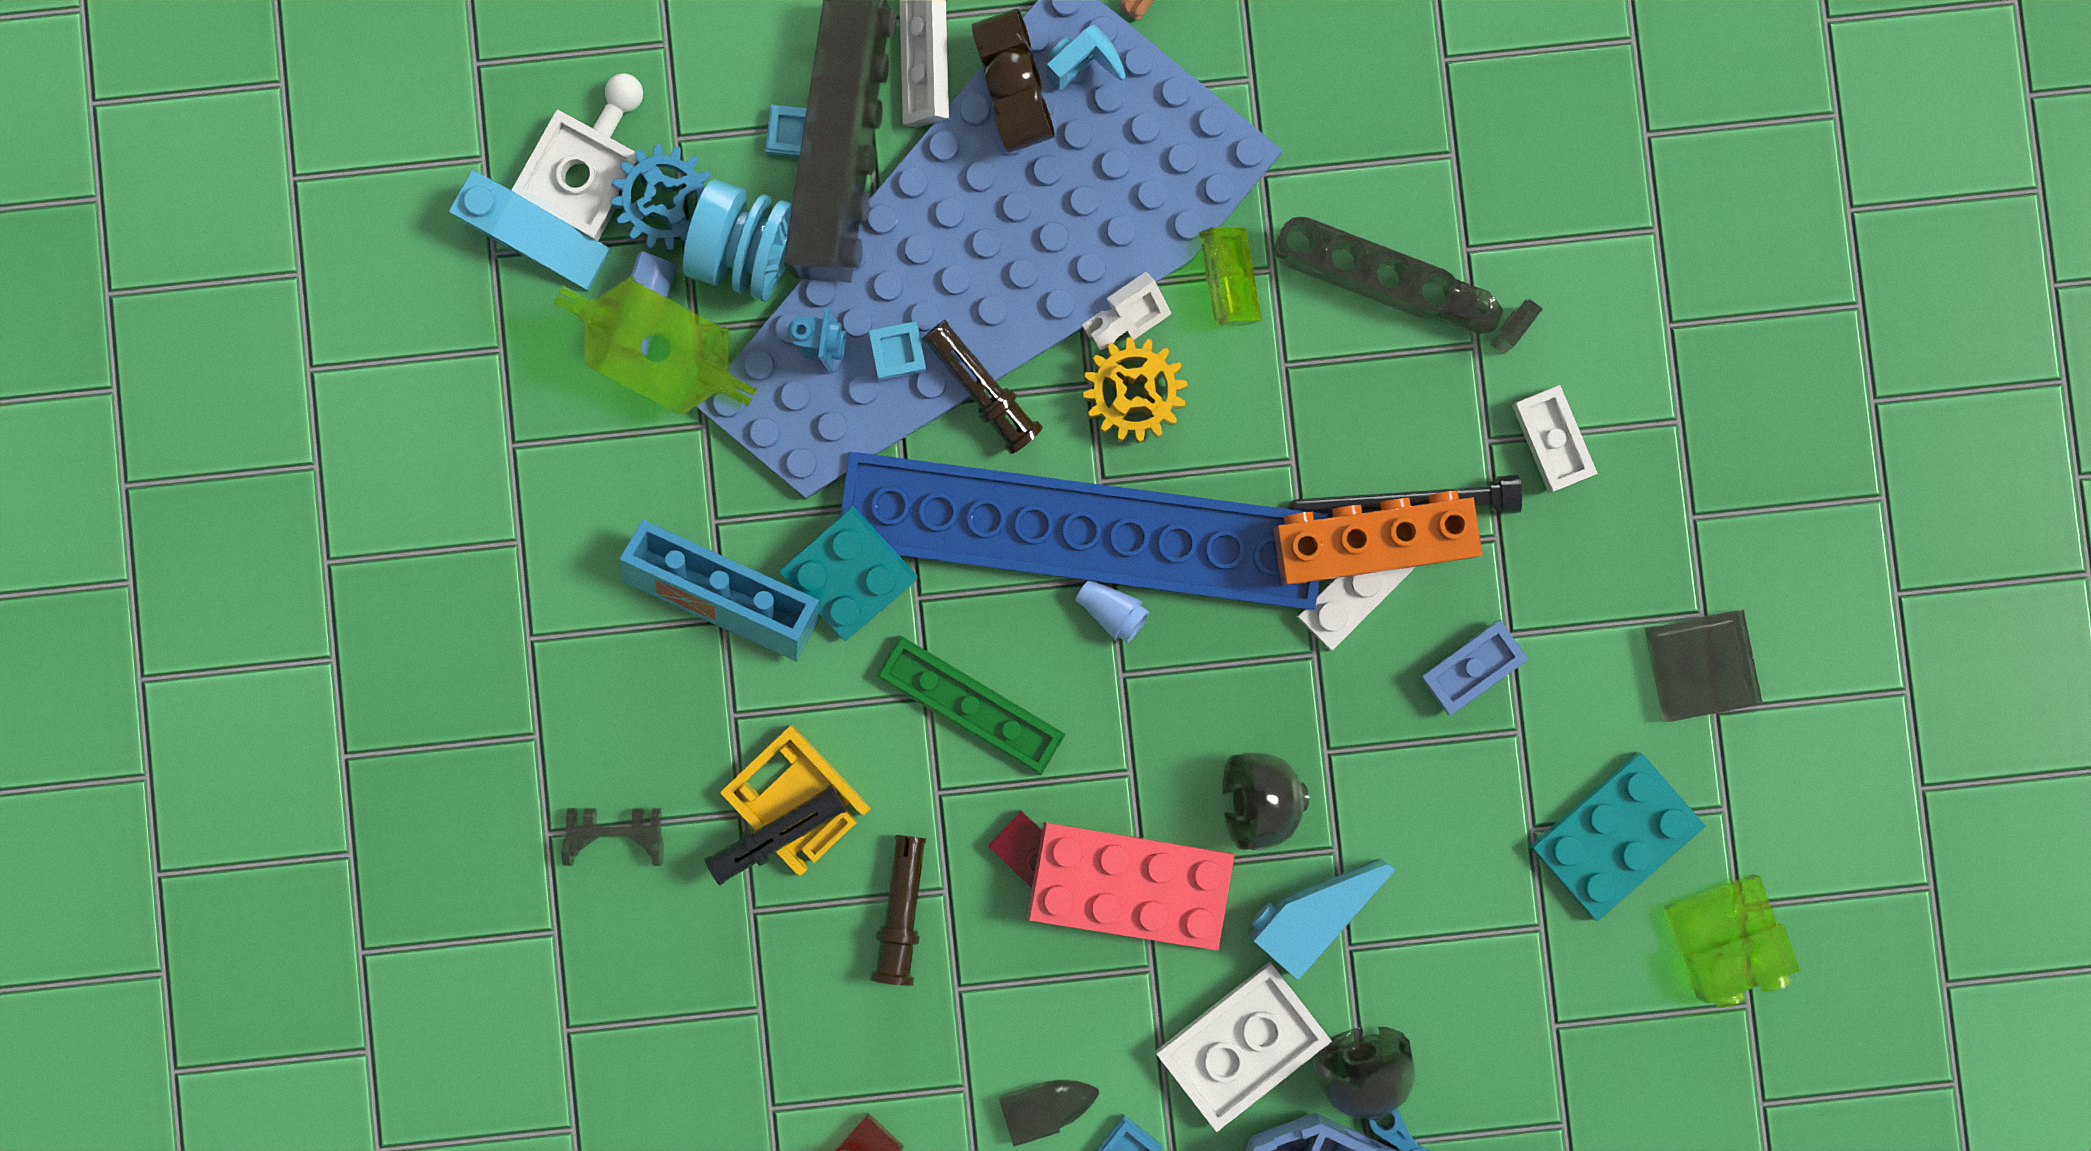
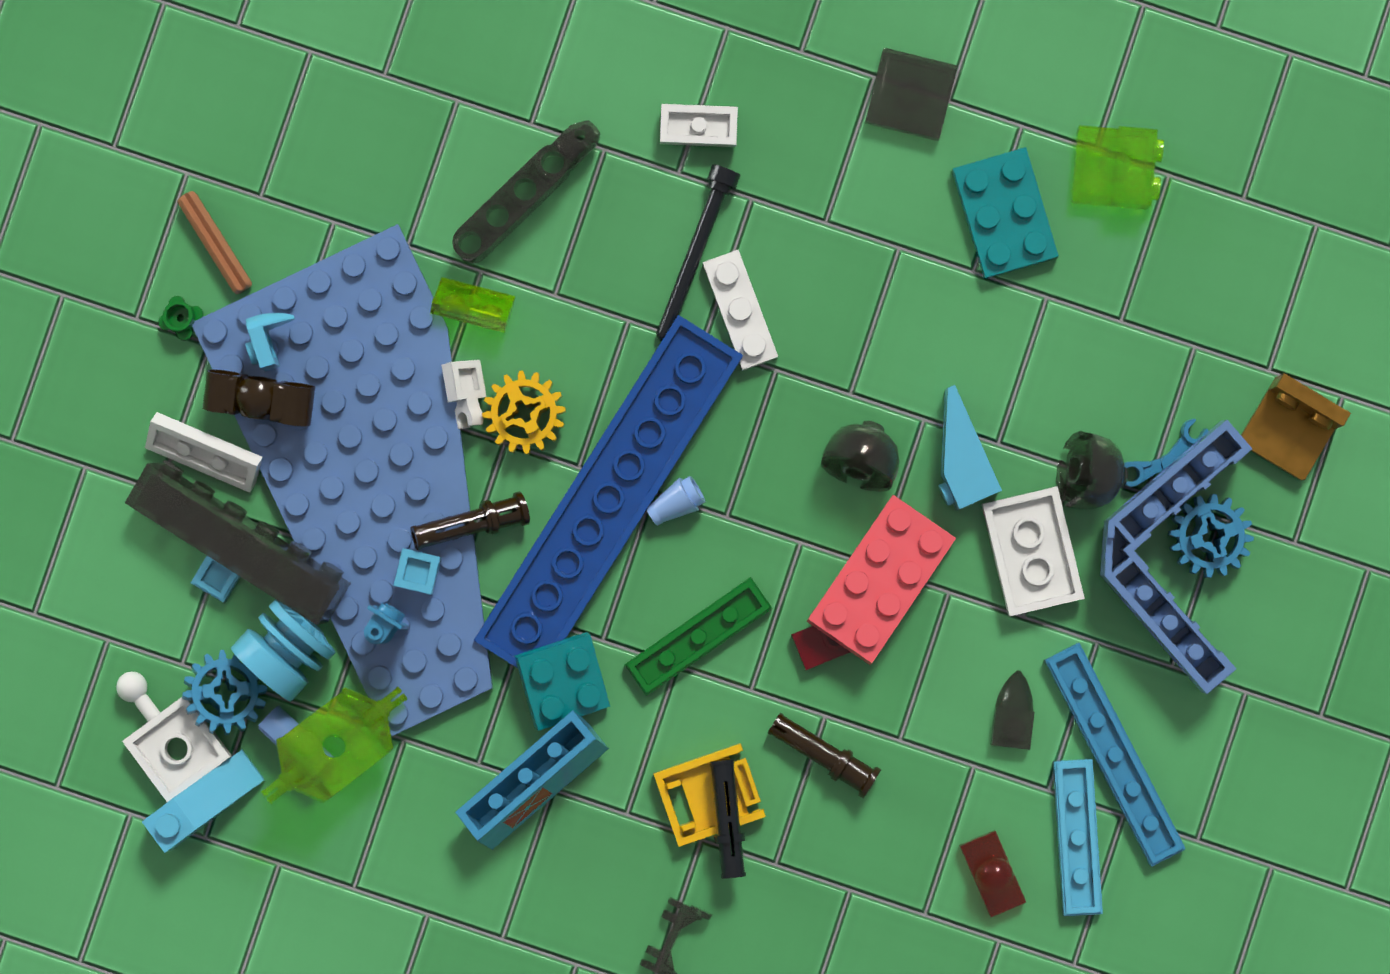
camera: 65 degrees left, 0 degrees up
(1377, 540) = (713, 288): orange brick -> none
(1474, 667) = (837, 260): medium blue plate -> none
(1515, 326) = (604, 115): clear smoke tile -> none

